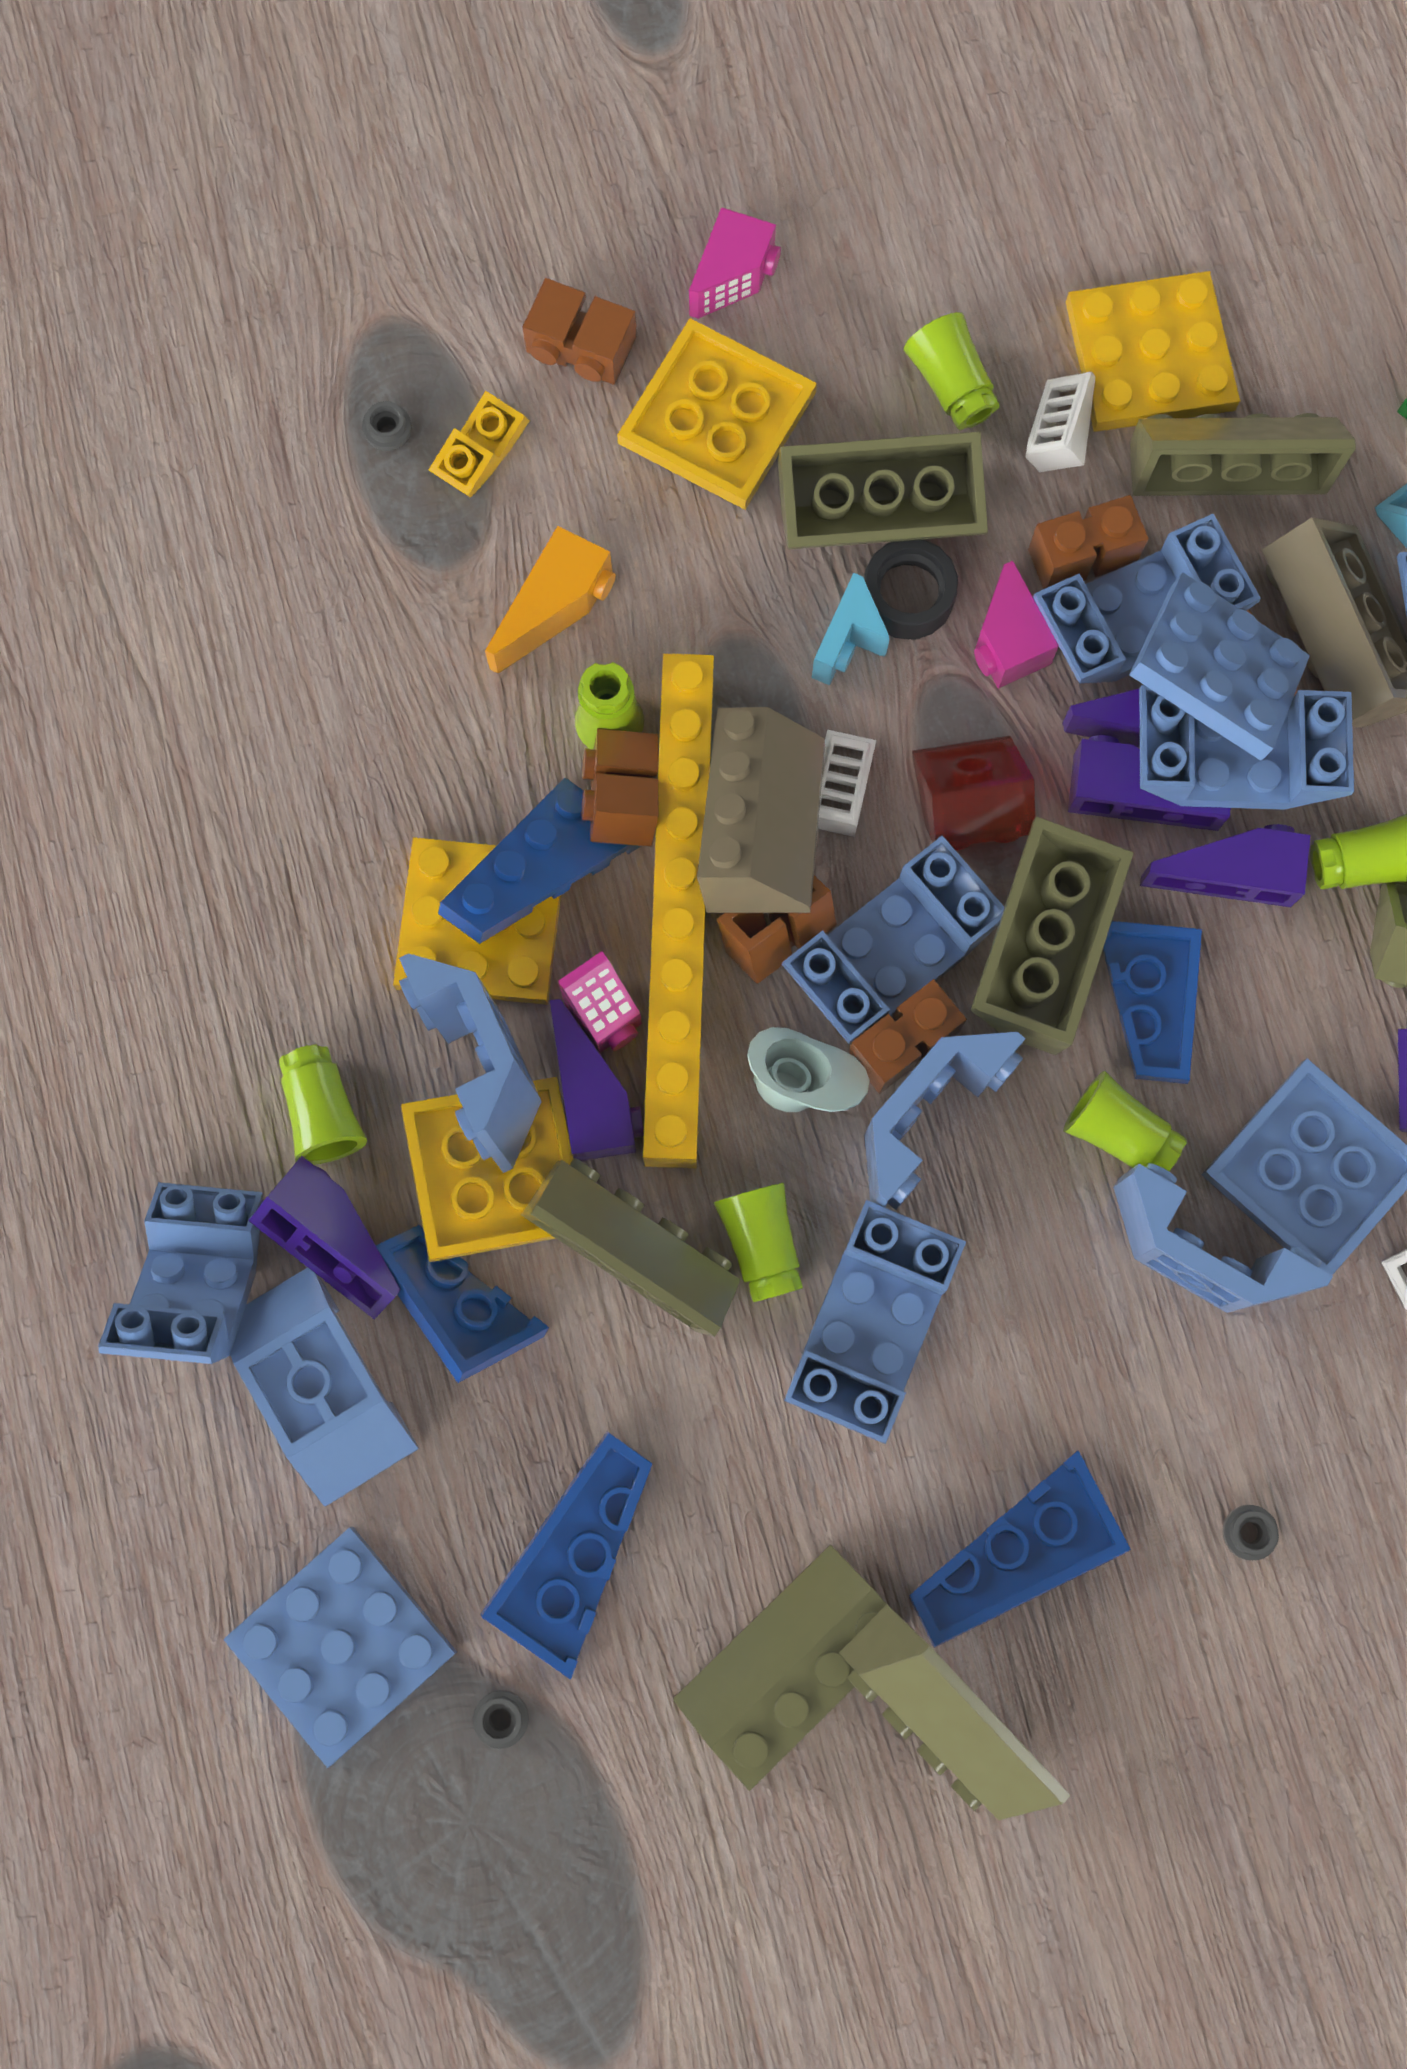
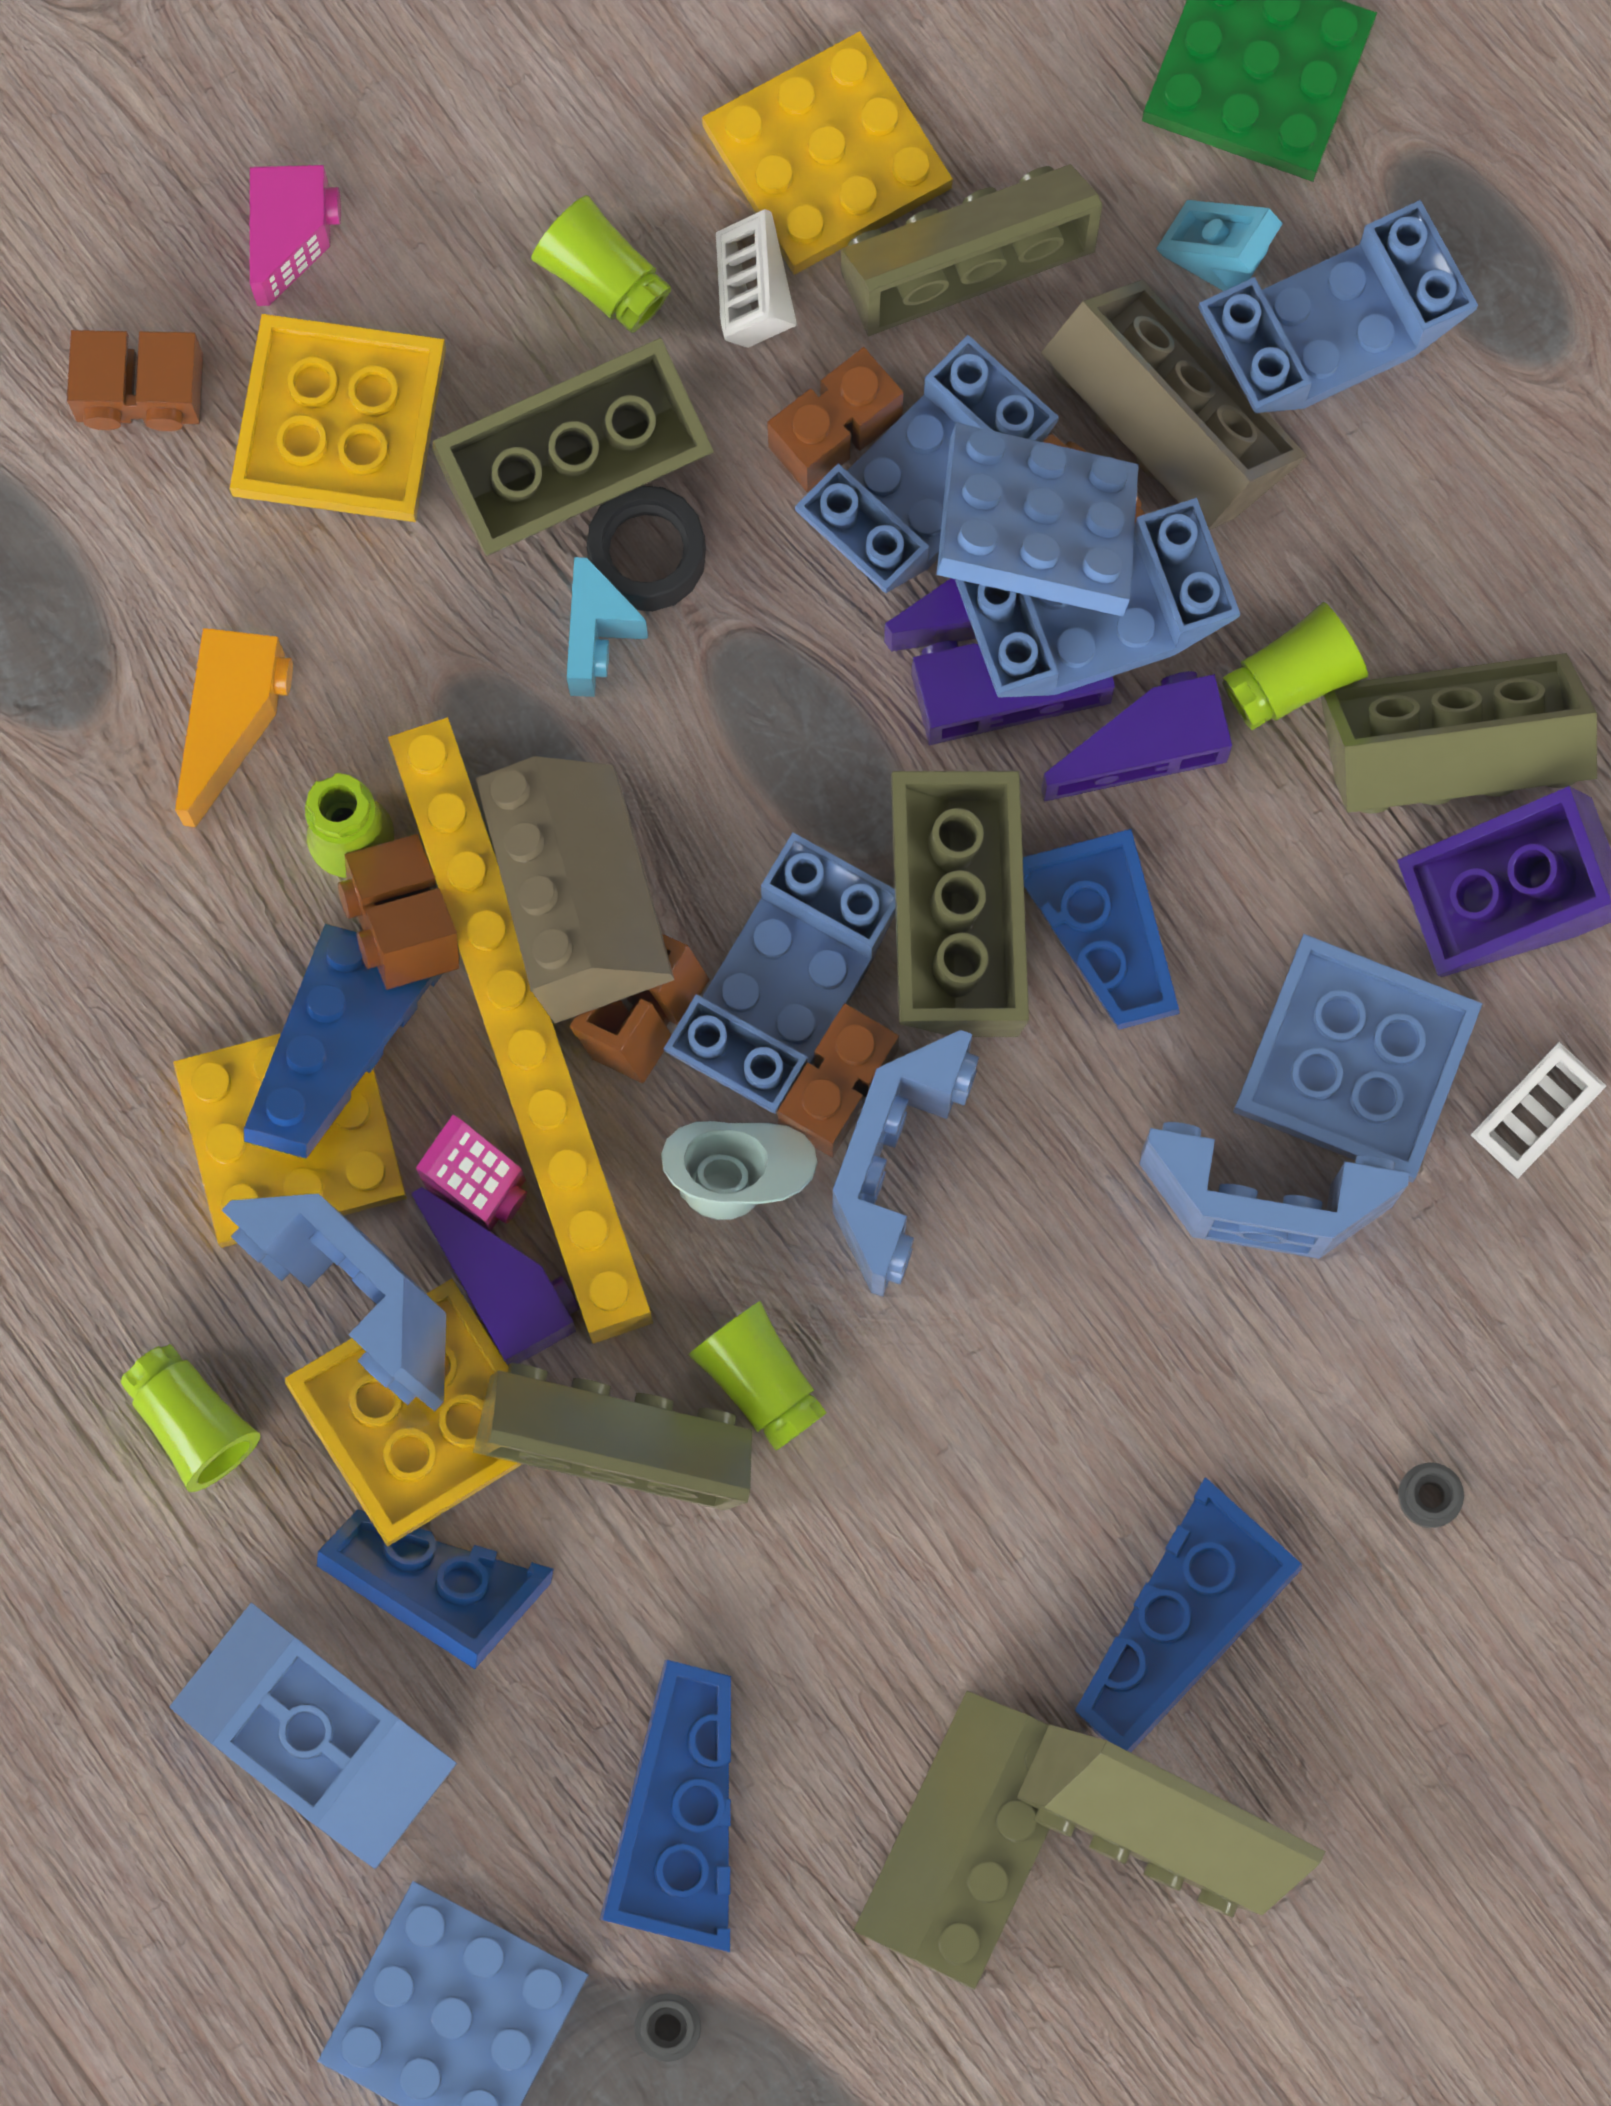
camera: 20 degrees left, 0 degrees up
(192, 1277) = (117, 1662): medium blue slope -> none
(323, 1231) = (255, 1559): dark purple slope -> none
(480, 446) = (66, 559): yellow slope -> none
(836, 819) = (662, 855): white slope -> none
(874, 1321) = (921, 1418): medium blue slope -> none
(975, 792) = (811, 763): clear red slope -> none
(1014, 632) = (787, 557): dark pink slope -> none
(1123, 1126) = (1123, 1090): lime plant -> none

